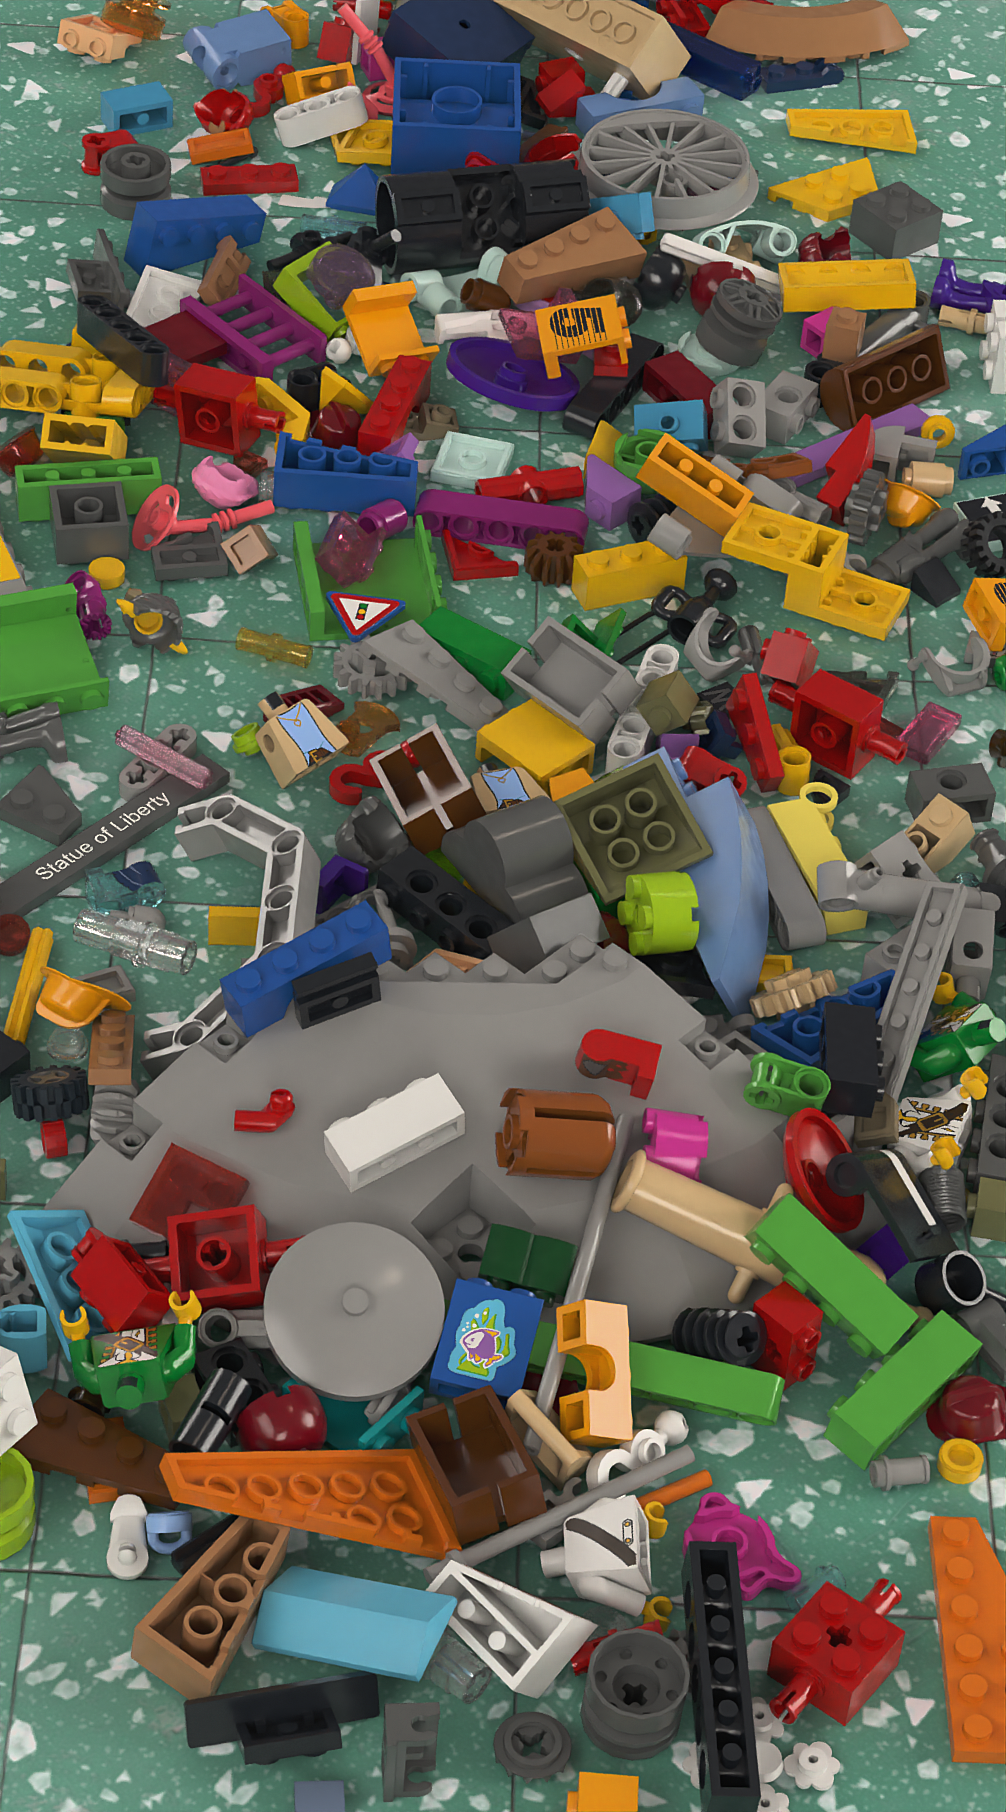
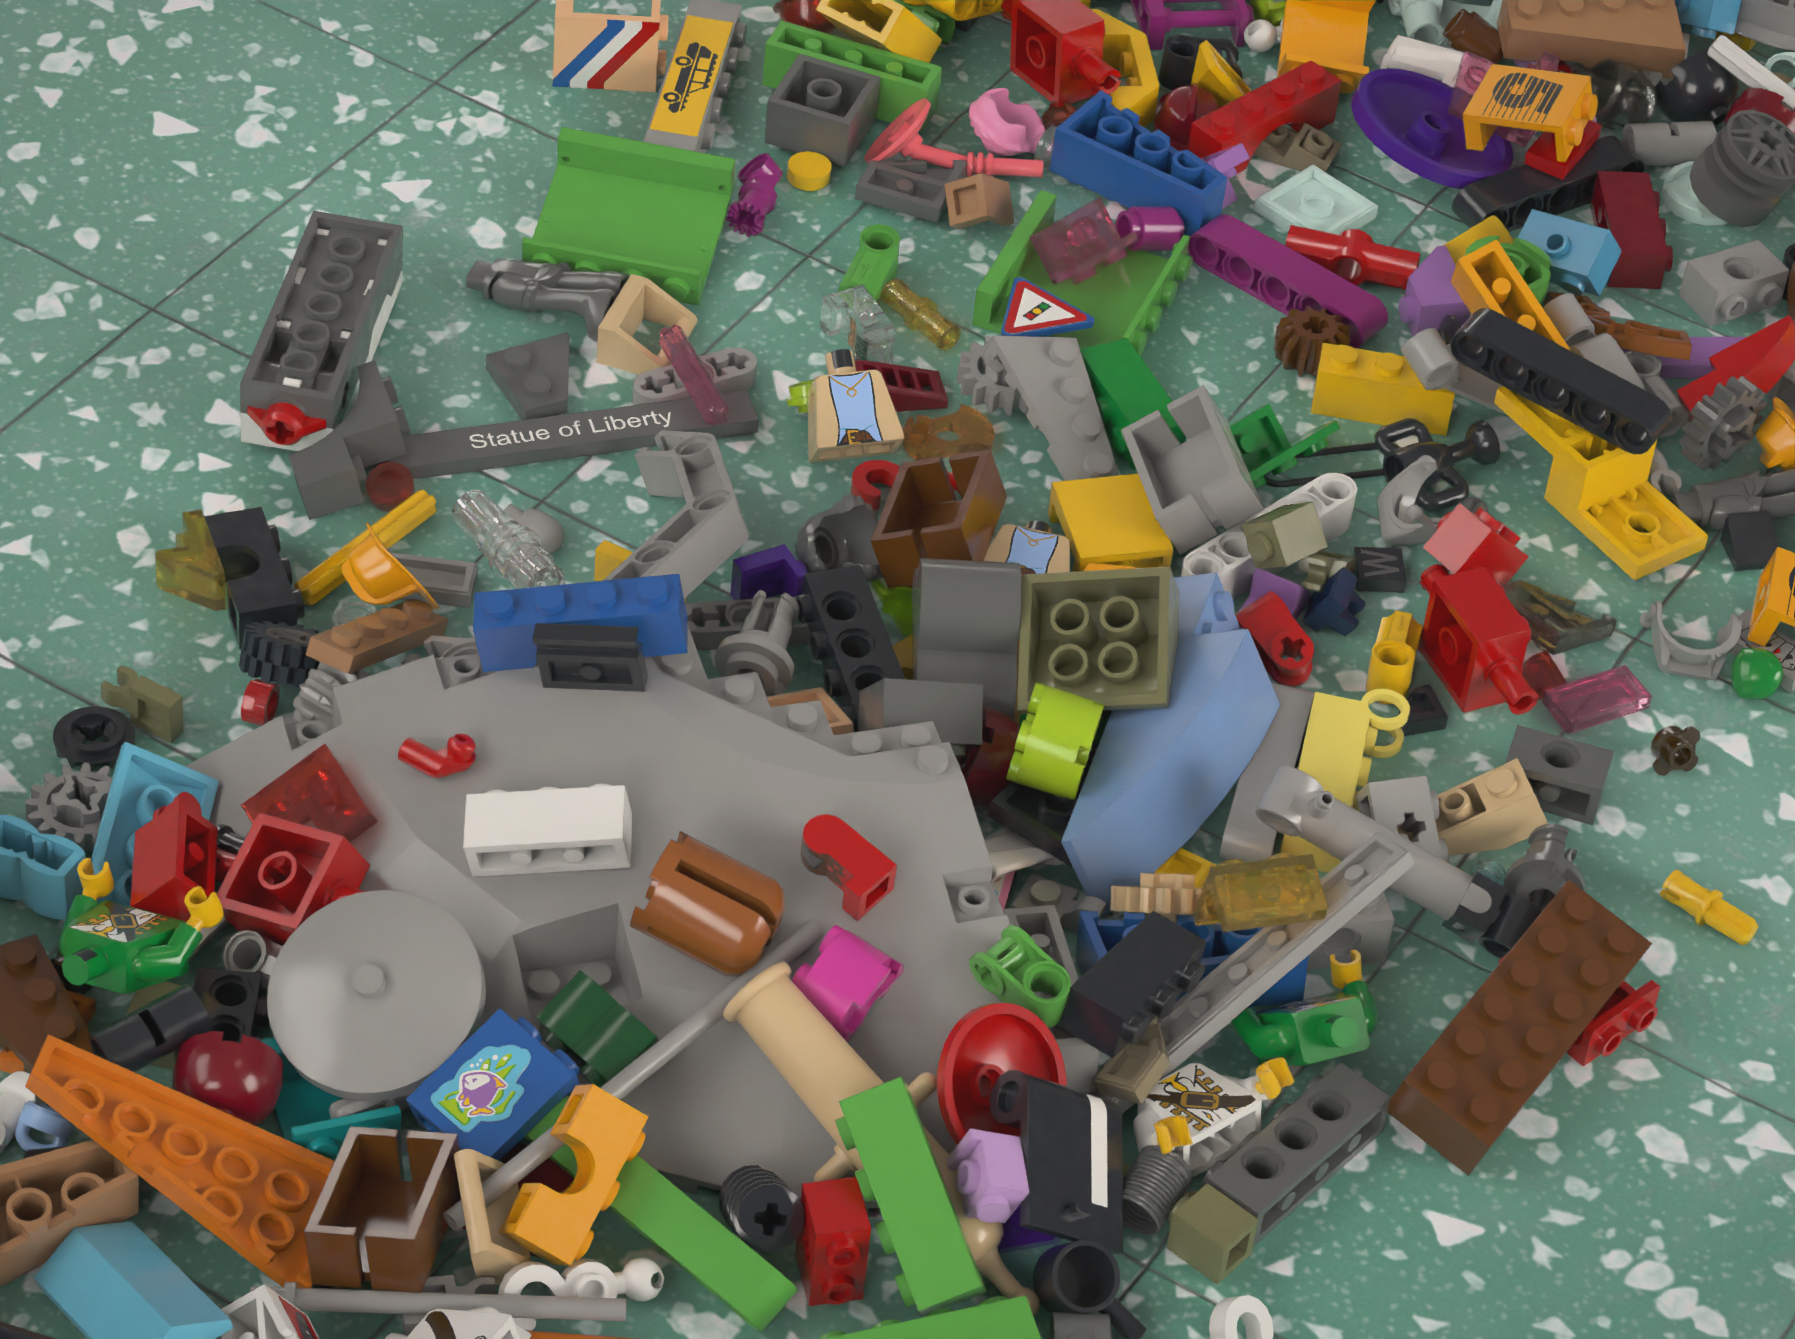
camera: 30 degrees right, 0 degrees up
(83, 758) = (635, 302): none -> tan tile
(123, 888) = (557, 492): clear light blue leg -> none
(152, 620) = (802, 233): dark grey hair -> none
(216, 627) = (875, 260): none -> bright green piece
(242, 672) = (859, 323): none -> clear leg
(474, 561) = (1226, 311): red tile -> none
(668, 322) = (1668, 143): none -> light grey pin
(746, 418) = (1661, 274): light grey brick -> none
(755, 733) = (1369, 610): red wing -> none
(768, 517) = (1560, 381): none -> black beam
(871, 1235) = (989, 1174): none -> lavender brick
(887, 959) = (1261, 893): none -> clear yellow bracket
(971, 968) = (1412, 948): light grey torso -> none

